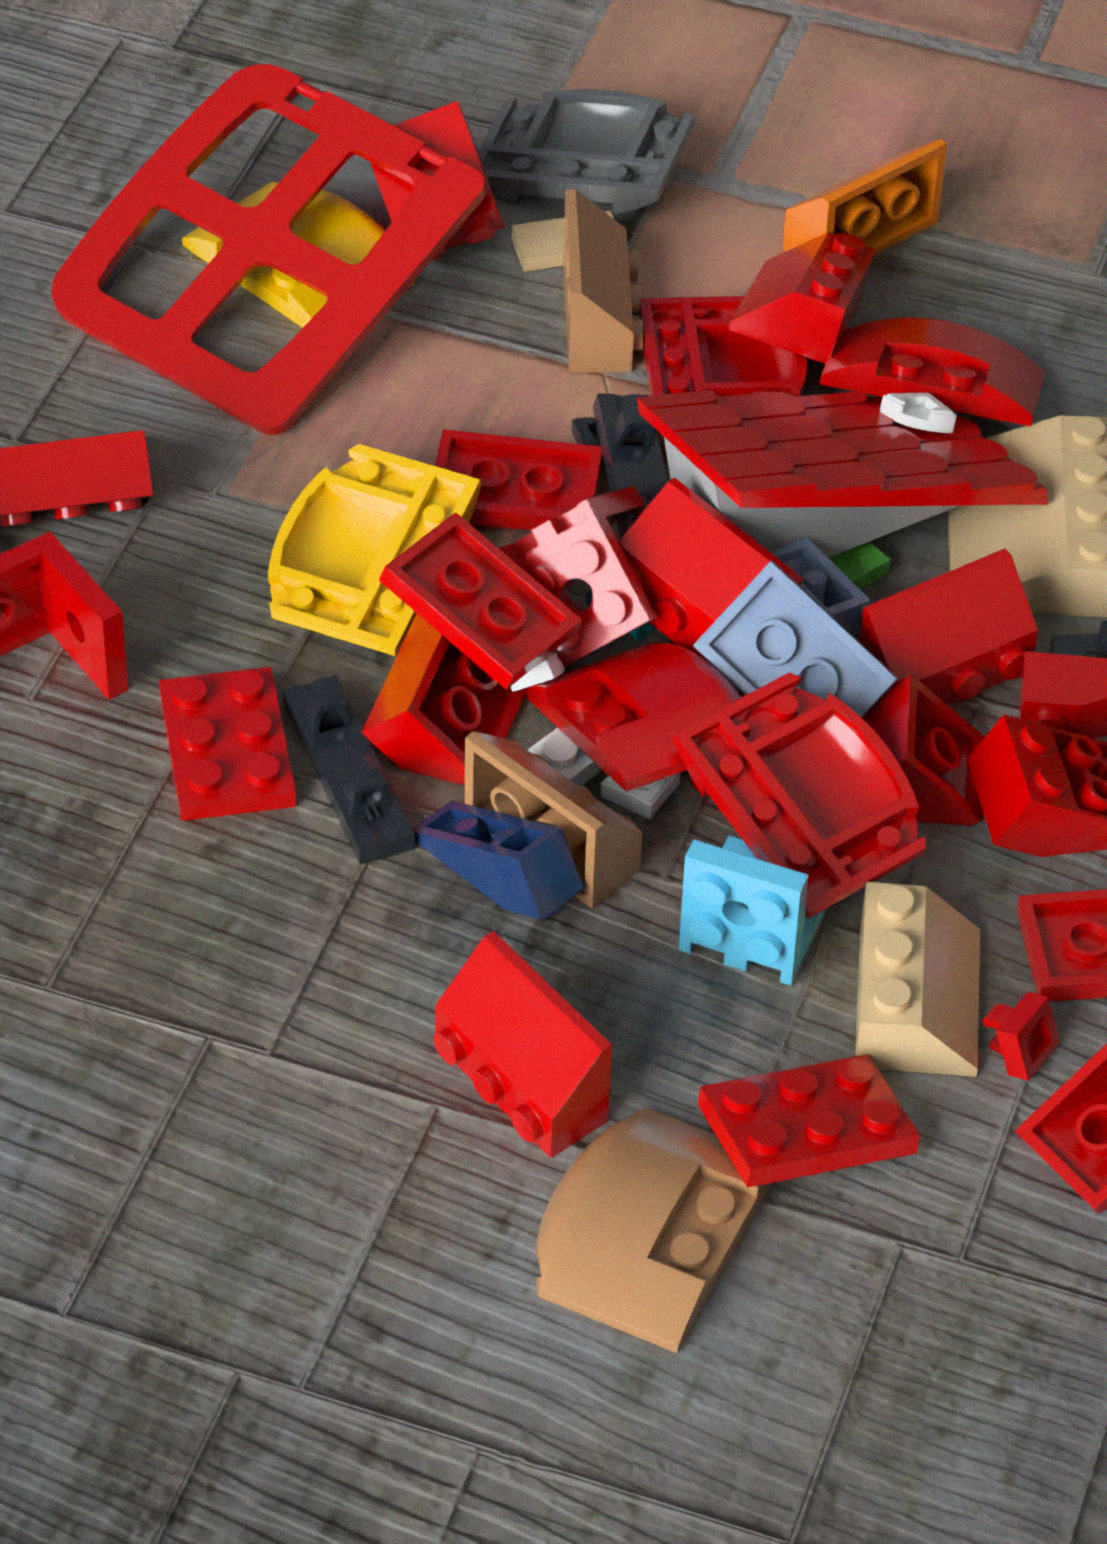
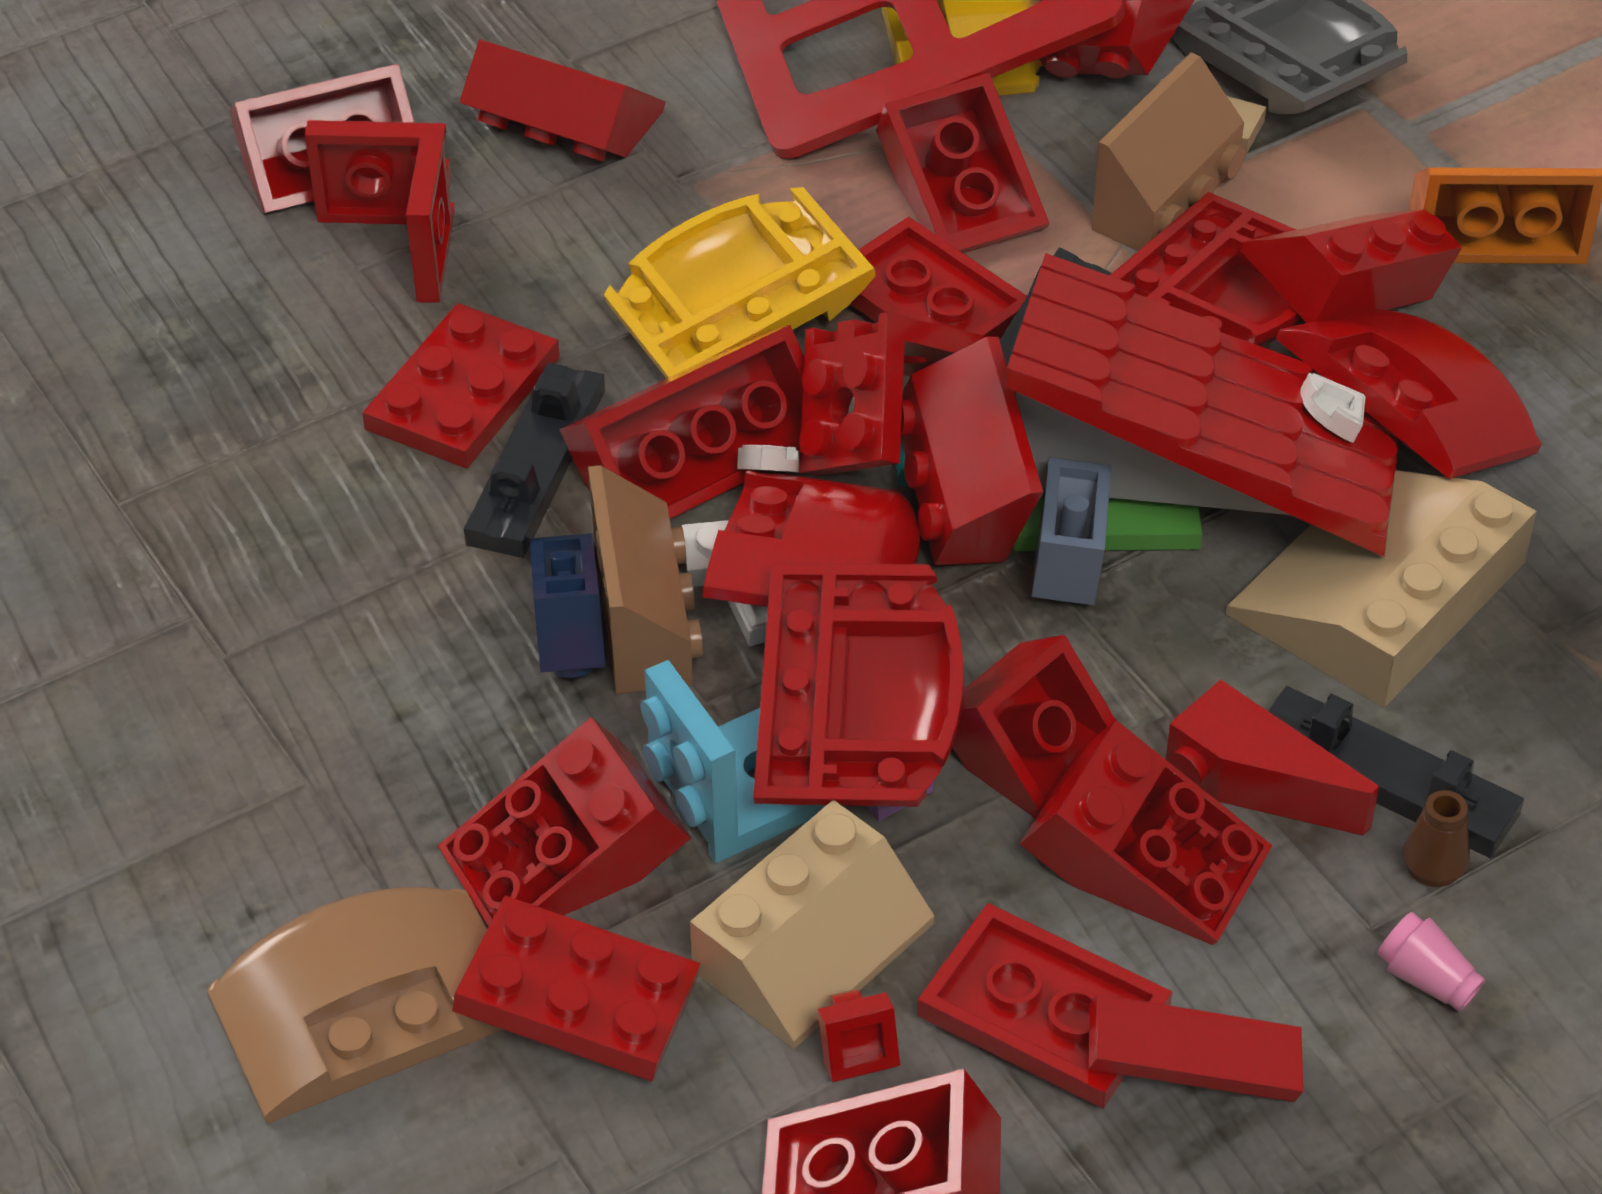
camera: 40 degrees right, 0 degrees up
(439, 369) = (961, 164): none -> red slope
(480, 600) = (736, 361): red plate -> none
(524, 1047) = (389, 775): slope -> none
(683, 1020) = (566, 829): none -> red slope
(783, 630) = (983, 557): plate -> none
(955, 629) = (1161, 622): red slope -> none

